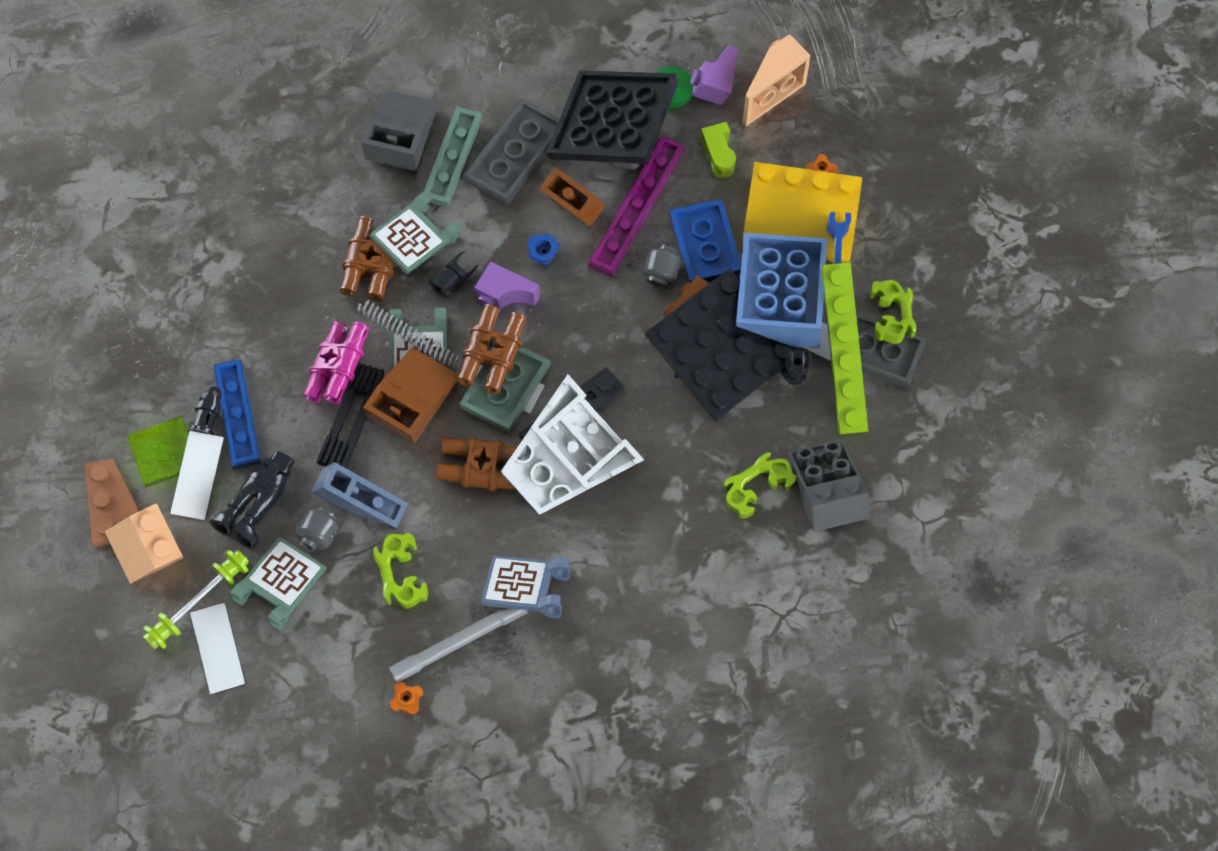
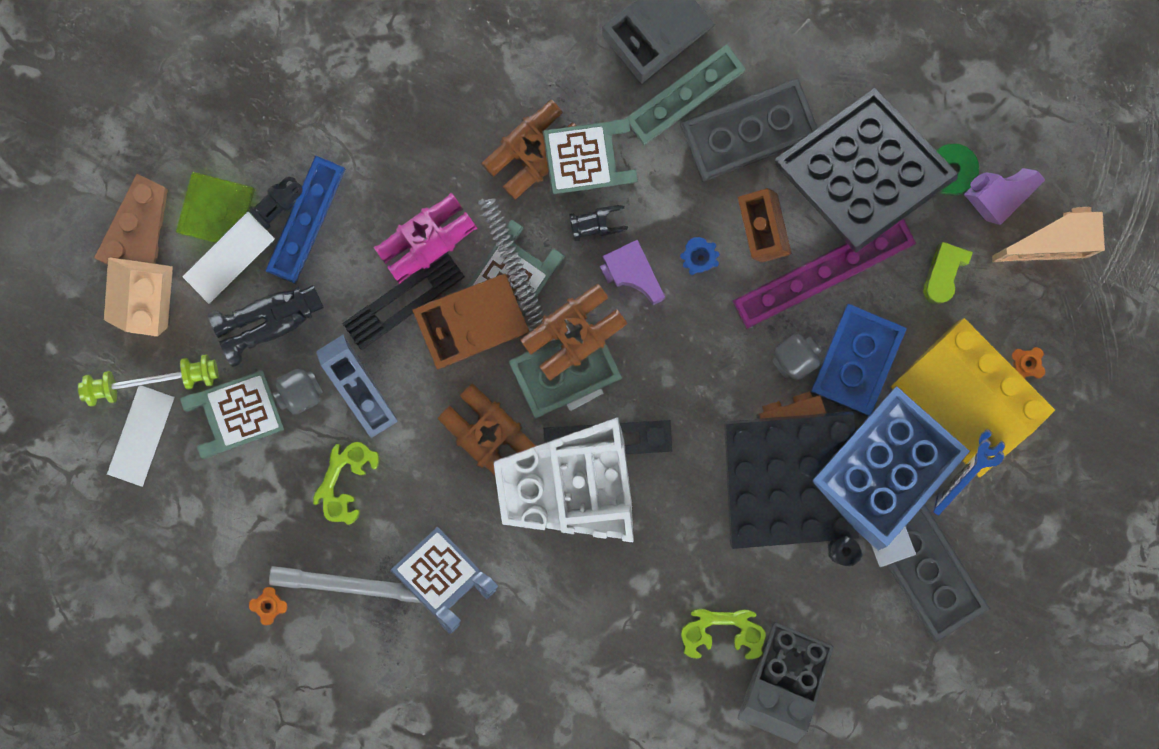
camera: 40 degrees right, 20 degrees up
(844, 348) = (899, 572): lime plate -> none
(889, 328) = (962, 582): lime helmet -> none

